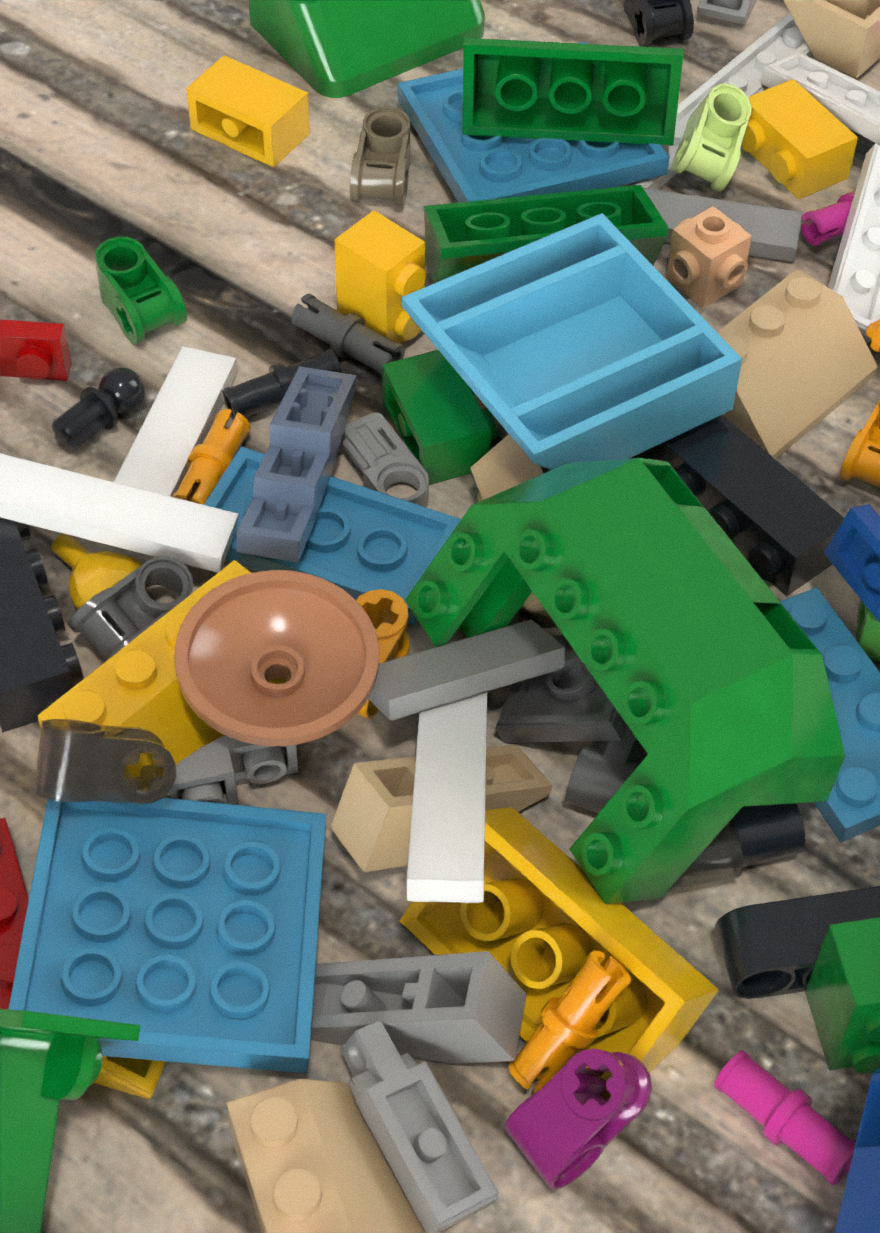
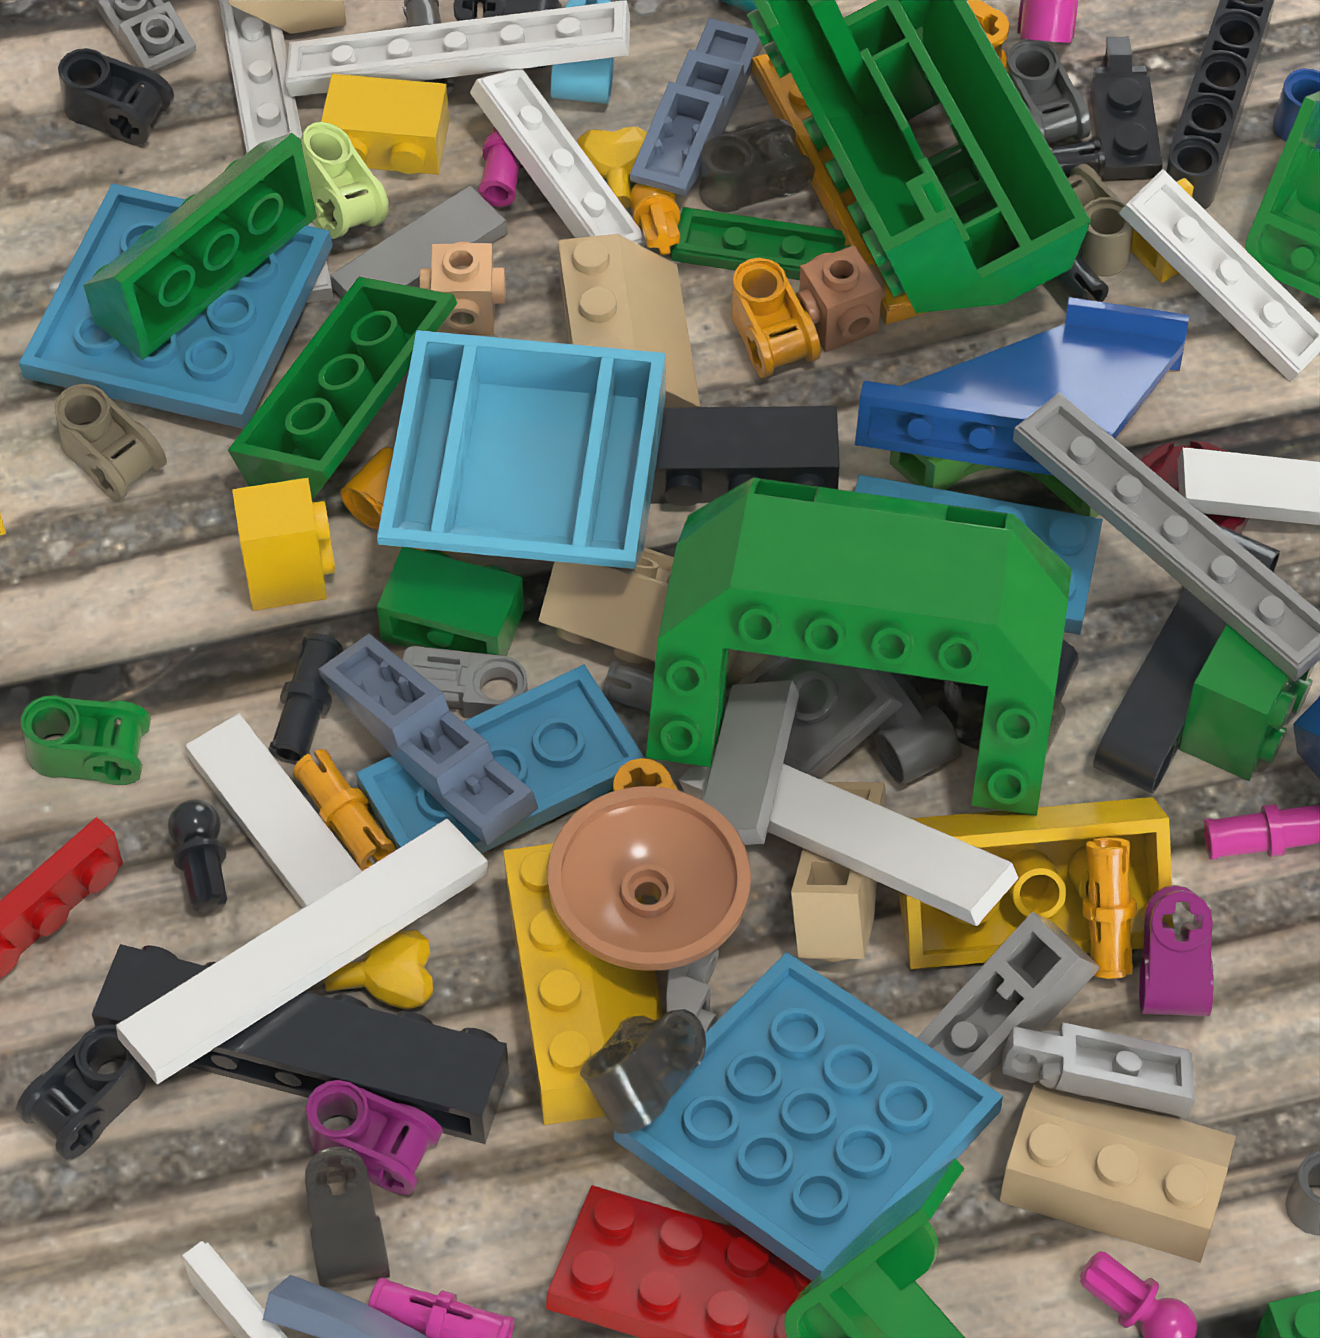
camera: 50 degrees left, 5 degrees up
(126, 610) = (468, 972): dark grey piece -> none
(345, 334) = (292, 611): dark grey pin -> none

